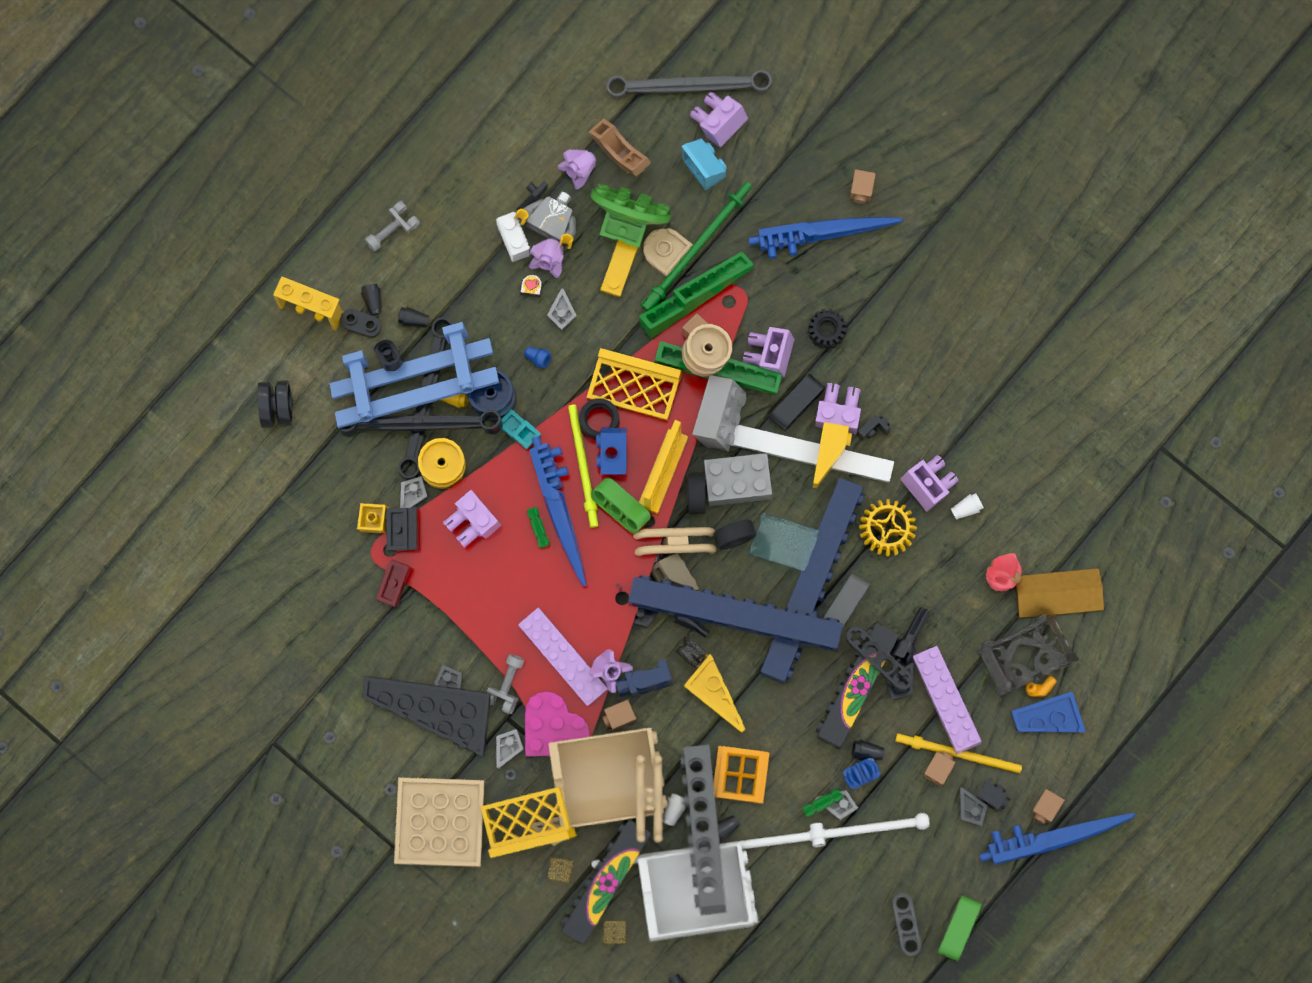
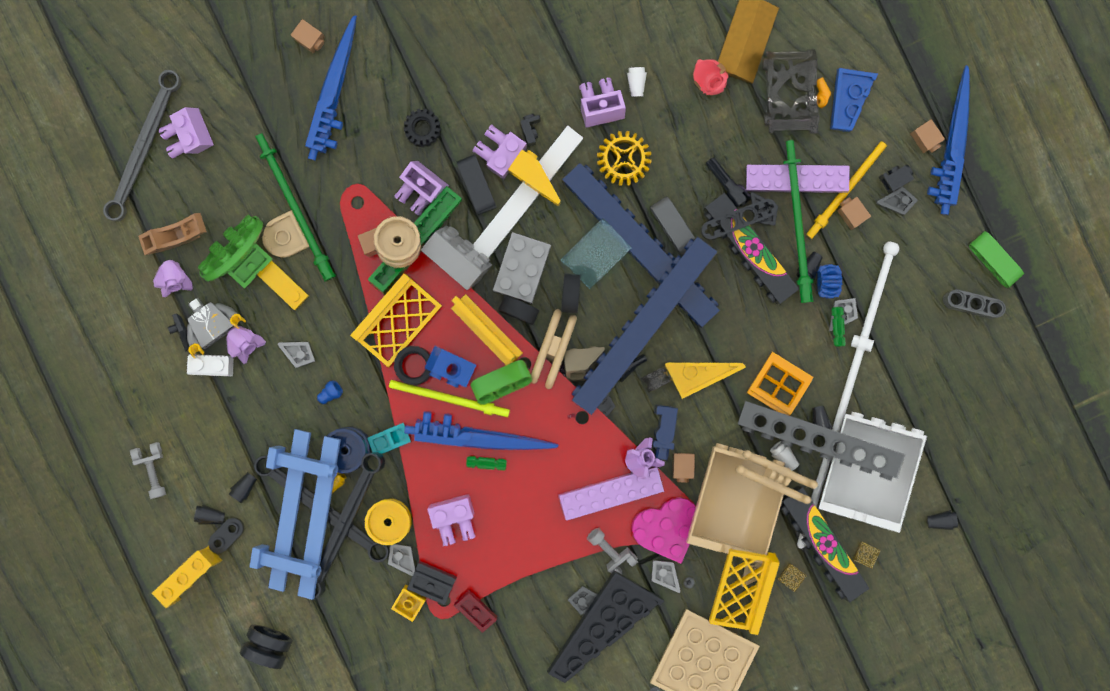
camera: 70 degrees left, 10 degrees up
(388, 355) = (268, 525): black plate -> none
(531, 286) = (262, 369): tile -> none
(693, 294) = (337, 229): green slope -> none
(703, 163) = (221, 166): medium azure slope -> none
(850, 748) = (804, 280): none -> green bar

